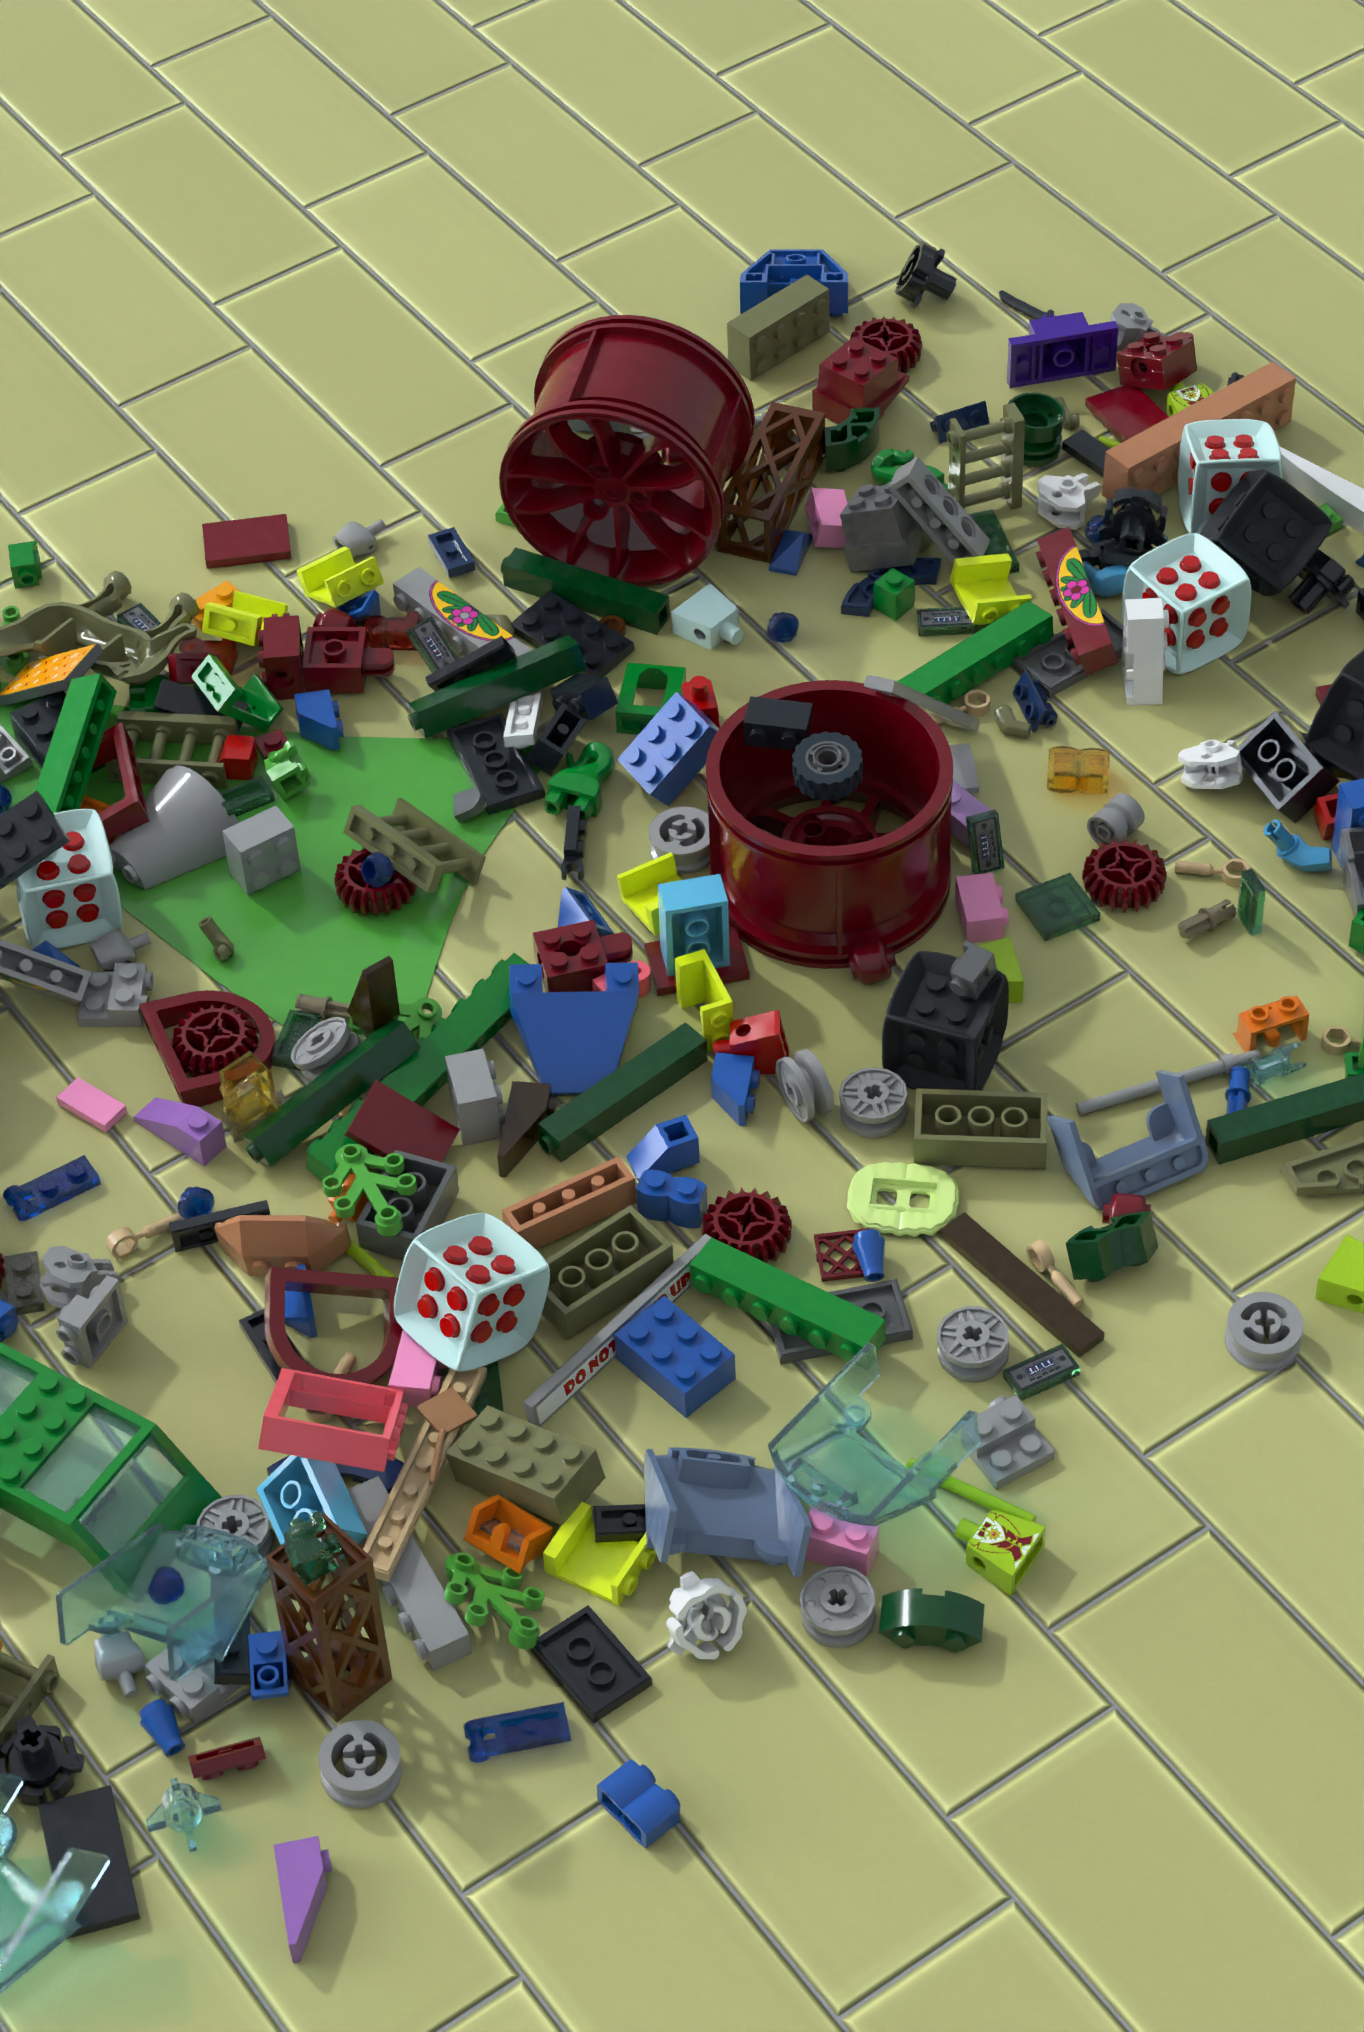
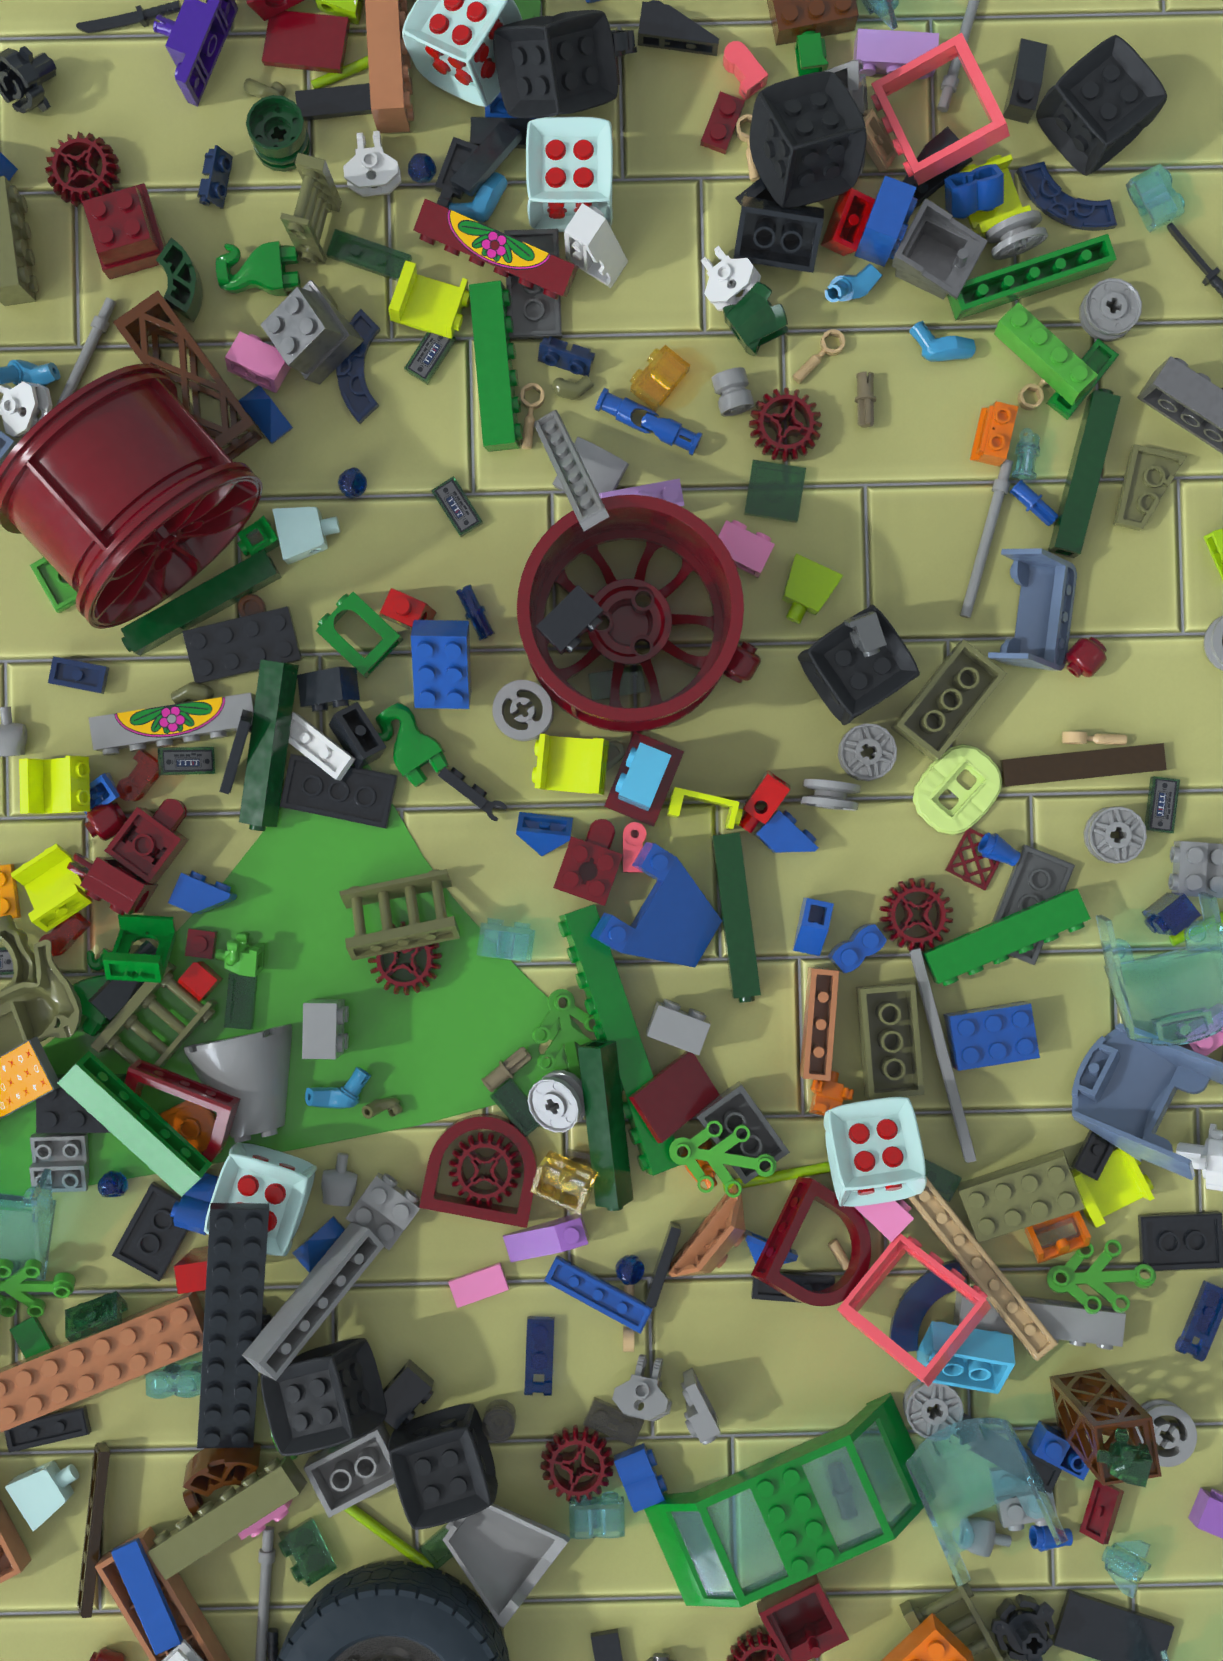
camera: 65 degrees left, 40 degrees up
(151, 1194) = (598, 1294): none -> blue tile
(166, 1585) = (963, 1487): clear blue piece -> none
(184, 665) = (86, 962): dark red plate -> none
(204, 904) = (339, 1097): none -> dark azure arm
(375, 997) = (556, 1053): dark brown slope -> none
(377, 869) = (415, 963): clear blue piece -> none
(445, 1414) = (944, 1221): medium nougat piece -> none
(452, 940) = (506, 941): none -> clear light blue brick
(468, 804) = (371, 840): tile -> none
(526, 1107) = (712, 997): dark brown slope -> none
(677, 590) = (258, 537): none -> green window
(827, 766) = (645, 596): black wheel -> none
(894, 594) = (379, 375): green brick -> none
(928, 1418) = (1170, 914): none -> clear blue brick
(937, 511) = (339, 287): light grey brick -> none
(985, 842) = (693, 500): tile -> none
(1031, 784) = (665, 429): none -> blue piece
(1103, 1250) = (1108, 688): dark green brick -> none
(1134, 522) = (456, 143): black piece -> none
(1194, 801) = (755, 319): none -> dark green piece
(1251, 902) = (885, 361): clear green tile -> none
(1313, 945) = (942, 348): none -> dark azure arm

